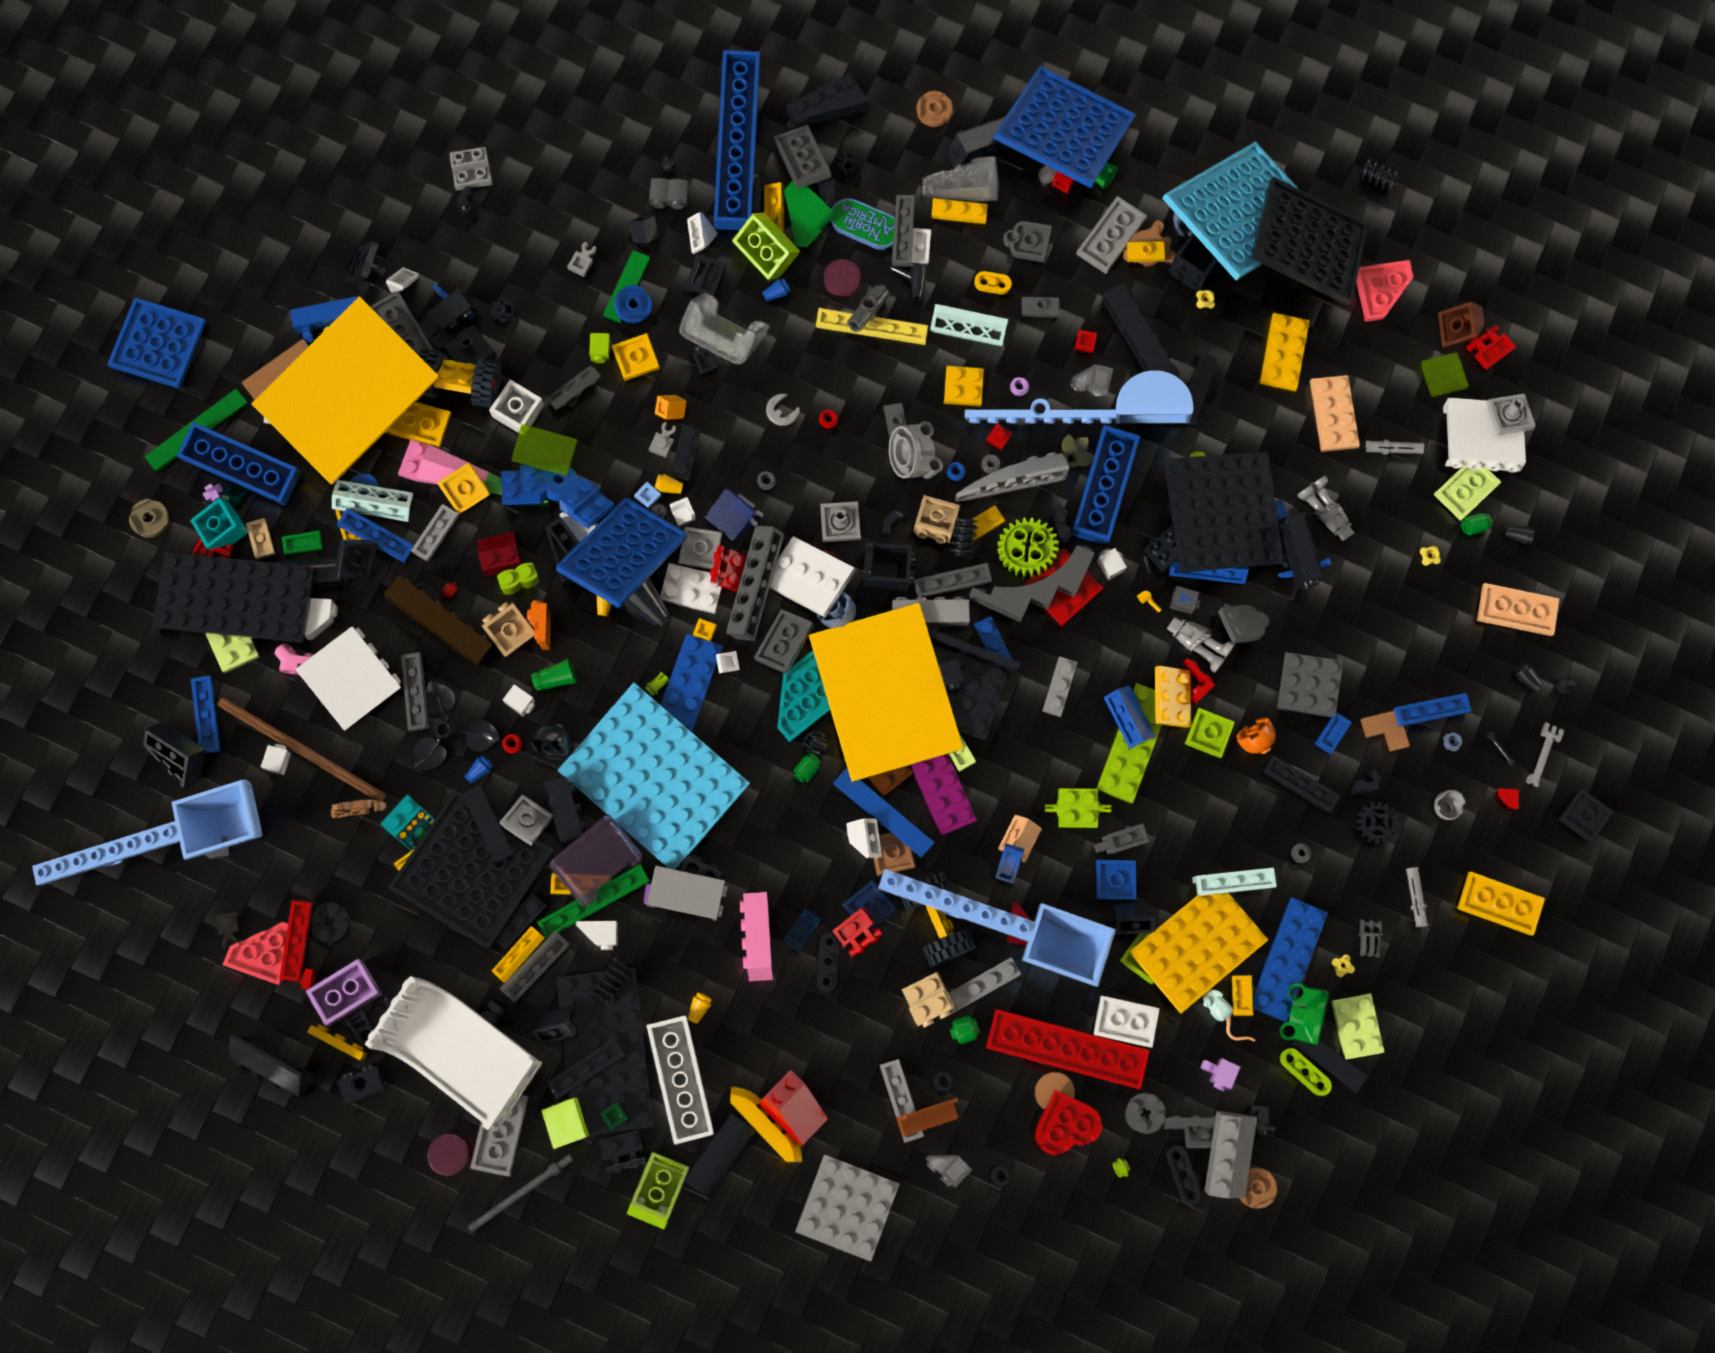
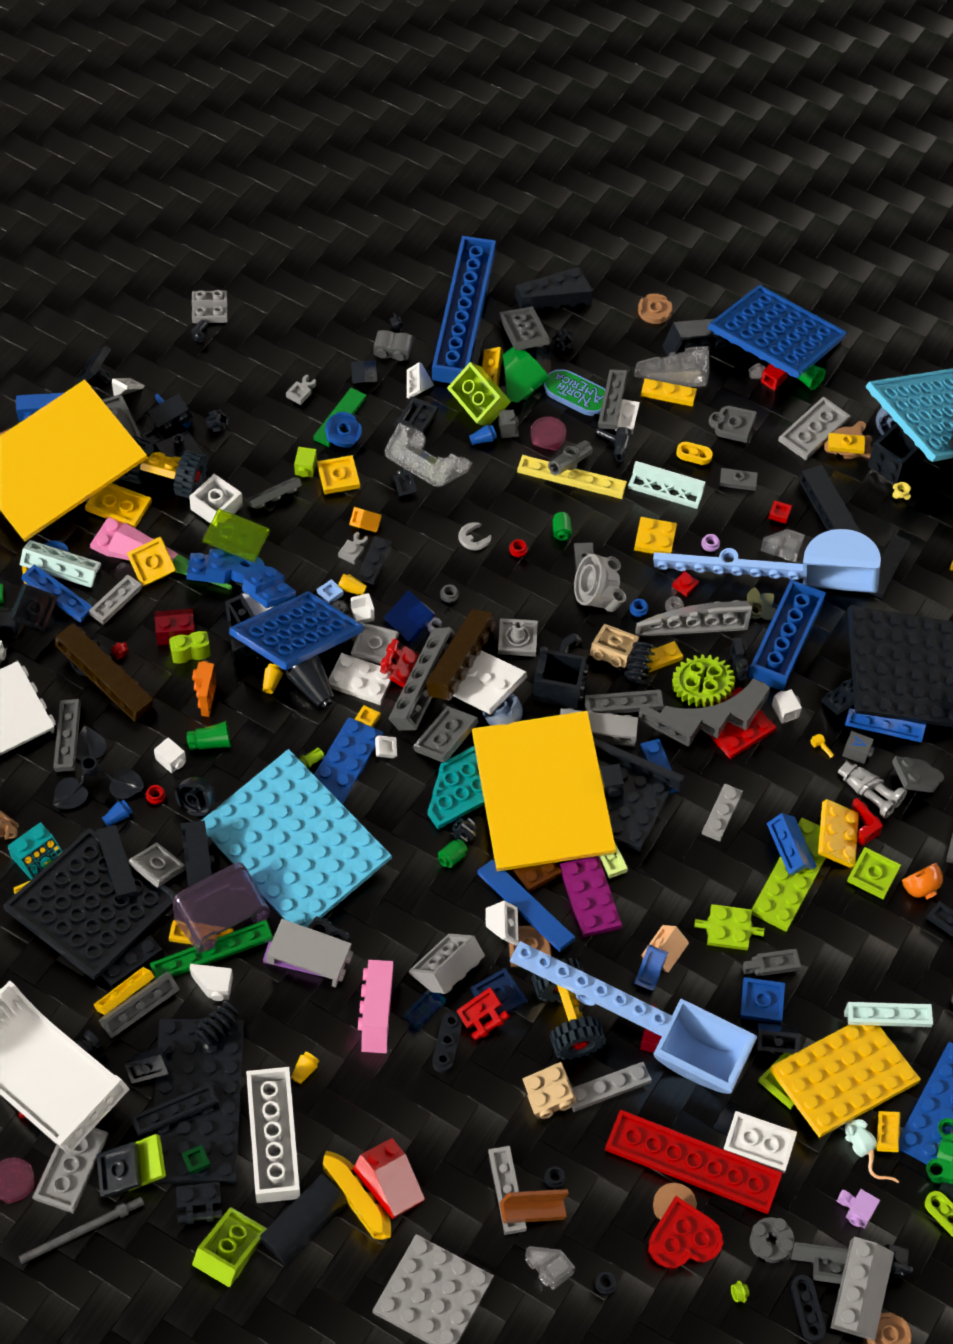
camera: 10 degrees right, 20 degrees down
(507, 628) = (171, 689): tan plate -> none
(545, 1133) = (119, 1170): none -> black plate
(788, 554) = (460, 654): none -> dark brown brick
(800, 274) = (508, 424): none -> dark grey brick
(817, 884) = (447, 962): none -> light grey slope
(869, 388) = (562, 526): none -> green brick
(965, 1029) = (584, 1125): green head -> none

